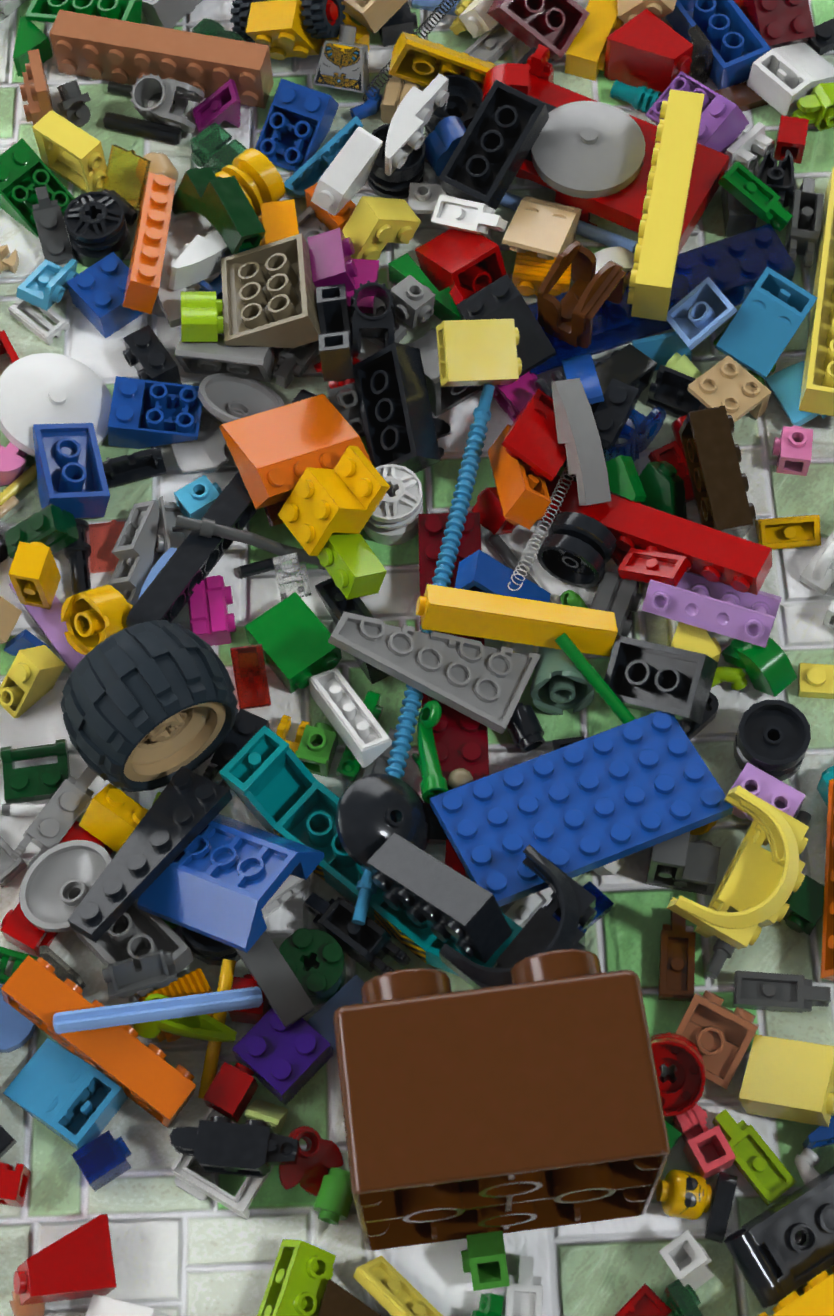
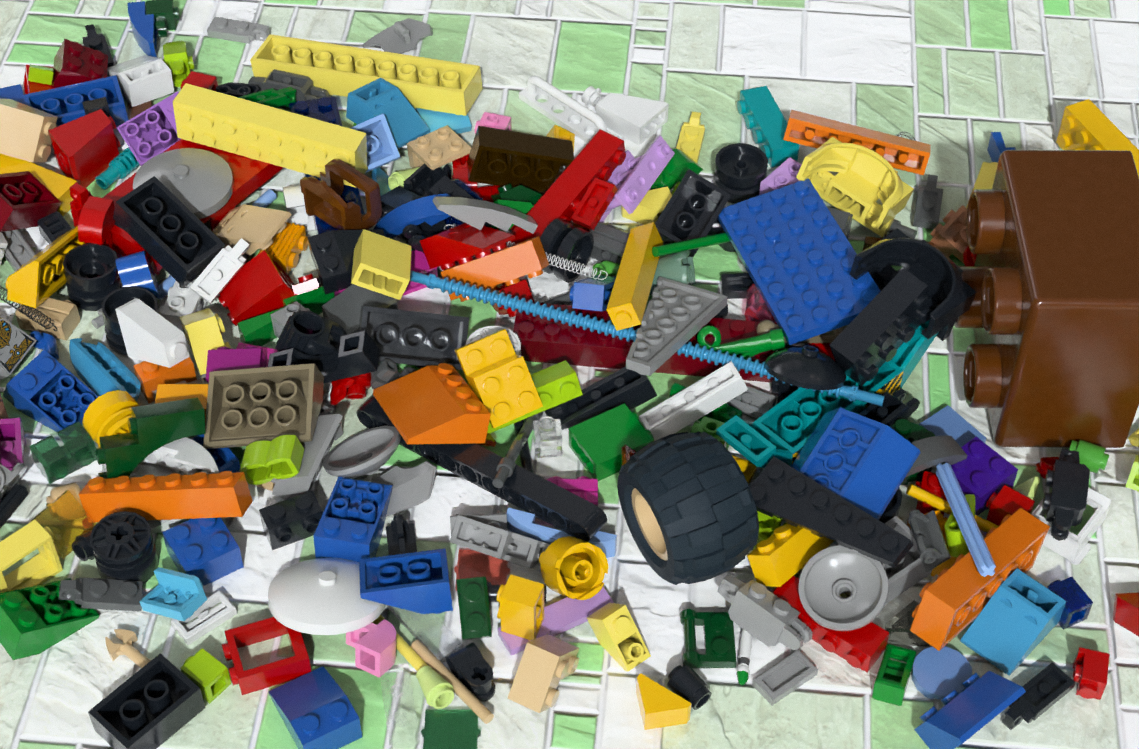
camera: 85 degrees left, 15 degrees down
(22, 641) = (580, 637): blue tile -> none
(197, 497) = (455, 495): medium azure brick -> none
(409, 121) = (111, 285): white slope -> none

